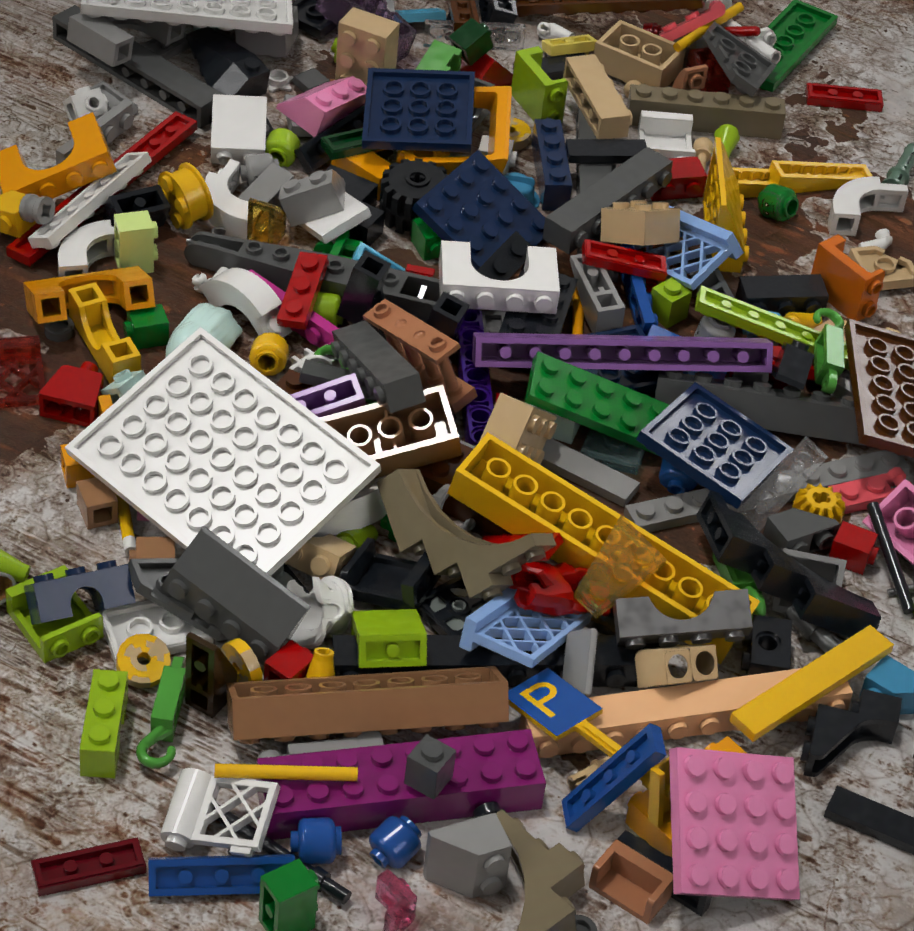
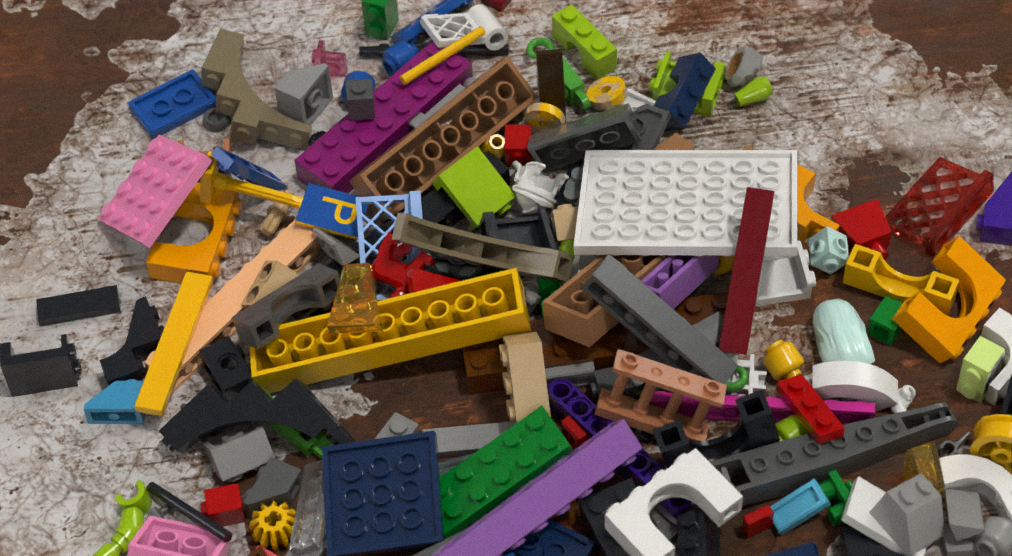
camera: 150 degrees right, 10 degrees up
(257, 347) = (746, 271): none -> dark red tile

